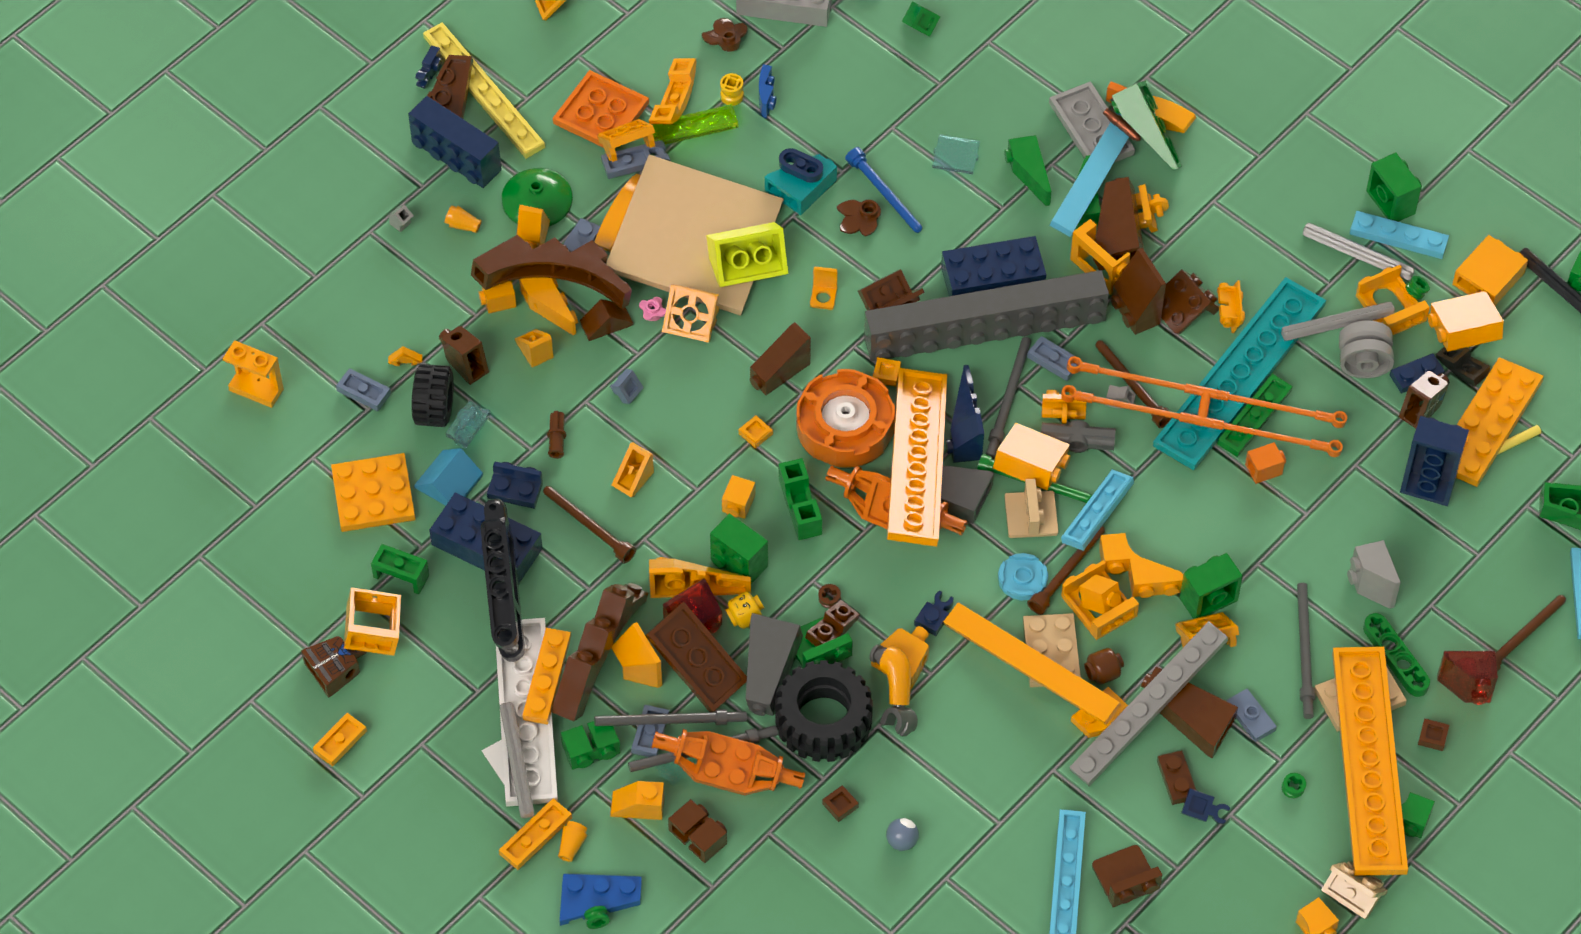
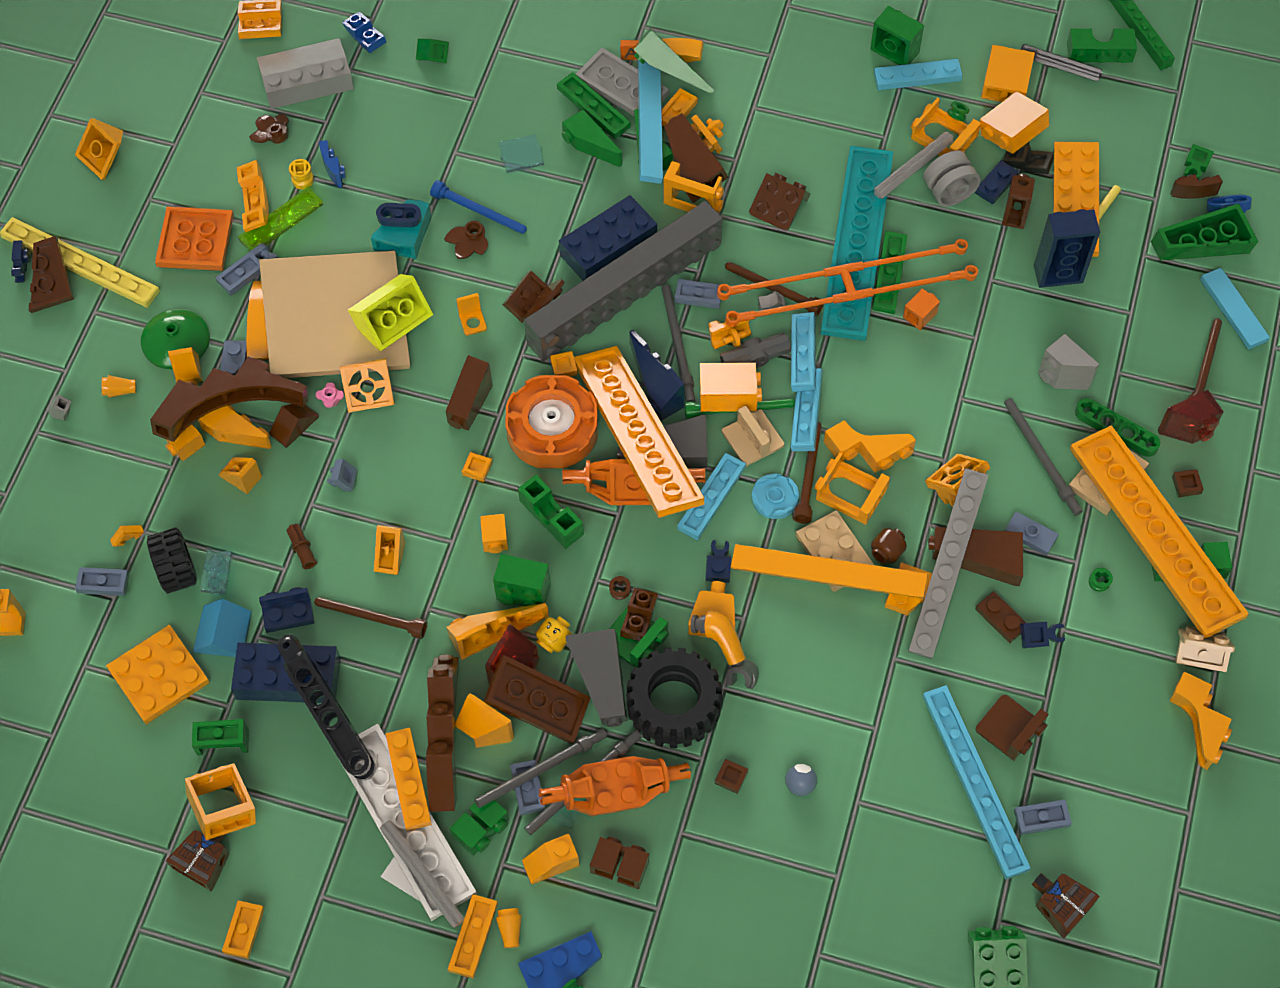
camera: 25 degrees left, 5 degrees up
(454, 142) = (77, 319): dark blue brick -> none
(464, 353) = (180, 508): reddish brown torso -> none
(625, 134) = (230, 250): light orange piece -> none
(961, 550) = (714, 493): none -> medium azure plate
(1051, 135) = (594, 105): none -> green plate
(1100, 594) = (853, 483): light orange brick -> none
(1119, 121) = (650, 71): copper piece -> none
(1124, 454) = (803, 352): none -> medium azure tile
(1136, 169) = (680, 103): none -> light orange plate
(1139, 294) = (744, 206): reddish brown slope -> none
(1210, 586) = (940, 435): green brick -> none
(1232, 314) = (824, 191): light orange hinge -> none
(1355, 250) = (891, 101): light grey axle -> none

